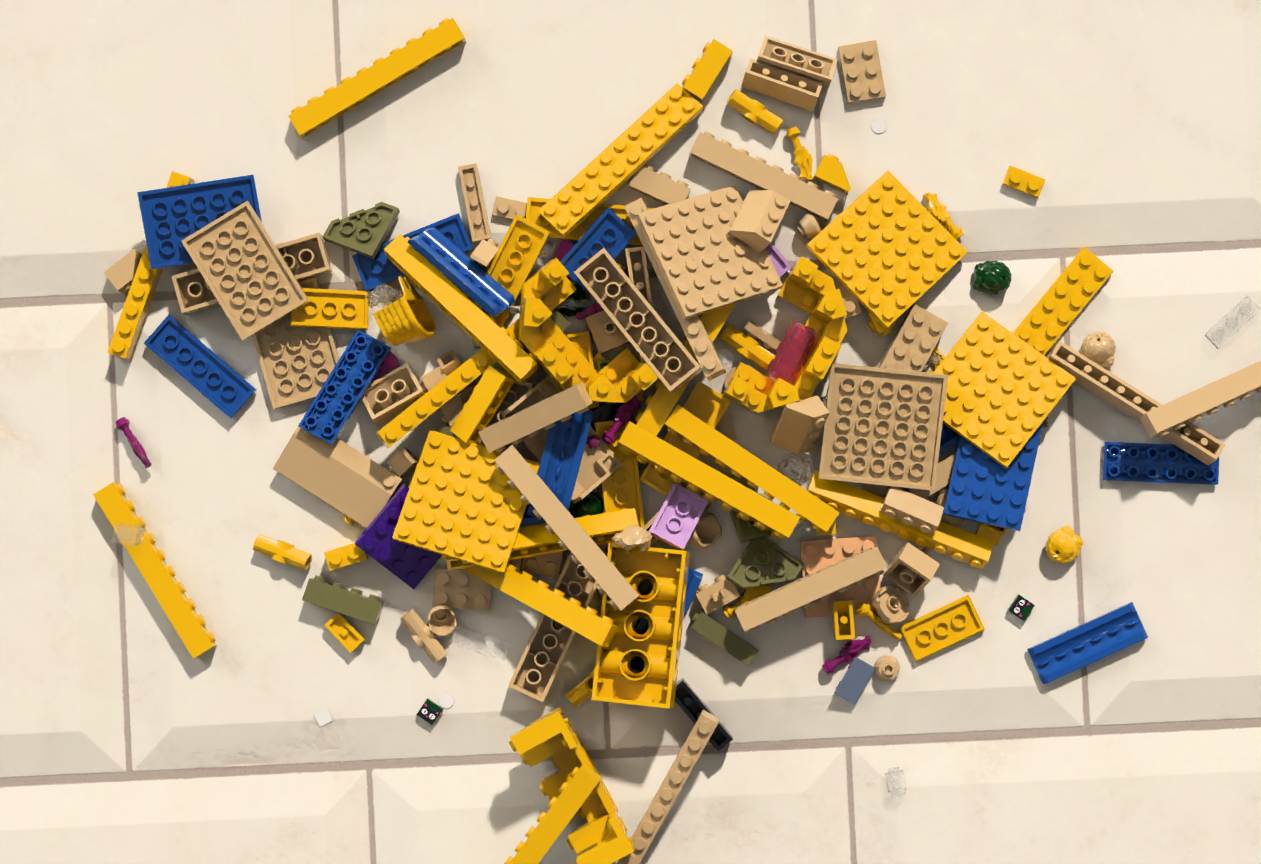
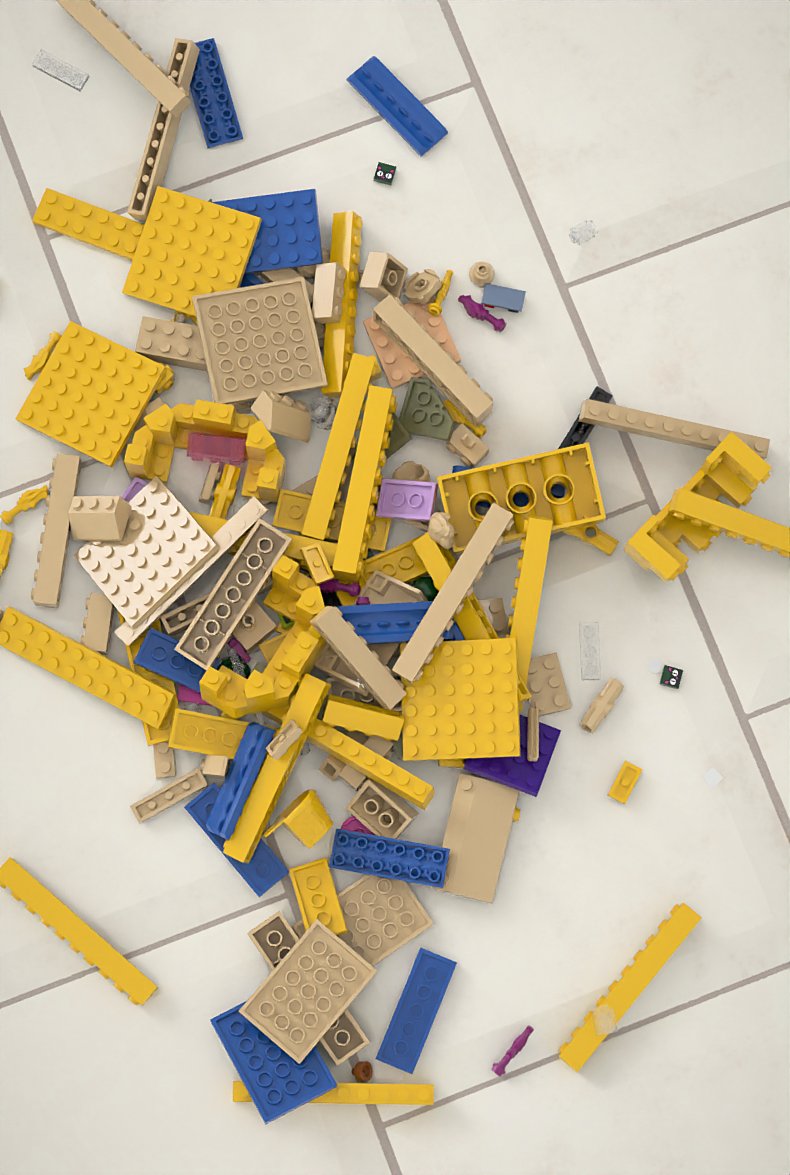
camera: 110 degrees left, 10 degrees down
(123, 271) = (348, 1118): tan slope -> none
(161, 299) = (362, 1071): none -> dark orange tile
(282, 552) = (569, 867): yellow piece -> none
(342, 600) = (595, 794): olive brick -> none
(344, 556) = (551, 804): yellow brick -> none
(363, 230) = (230, 894): olive plate -> none
(382, 295) = (288, 851): clear hair -> none
(402, 462) = (443, 780): tan slope -> none
(415, 560) = (533, 734): none -> tan axle
(442, 620) = (581, 692): tan hair -> none
(480, 322) = (284, 739): none -> tan plate
(550, 638) = (562, 584): tan brick -> none
(642, 409) = (317, 563): none -> yellow plate
(723, 638) = (505, 427): olive brick -> none
(808, 227) = (92, 472): tan cone -> none
(832, 173) = (34, 467): yellow slope -> none
(843, 620) = (452, 323): yellow slope -> none
(941, 628) = (428, 237): yellow tile -> none
(989, 277) = (87, 292): dark green hair -> none
(990, 532) = (325, 220): yellow piece -> none
(1066, 543) = (311, 153): yellow hair -> none
(1100, 351) = (126, 177): tan hair -> none

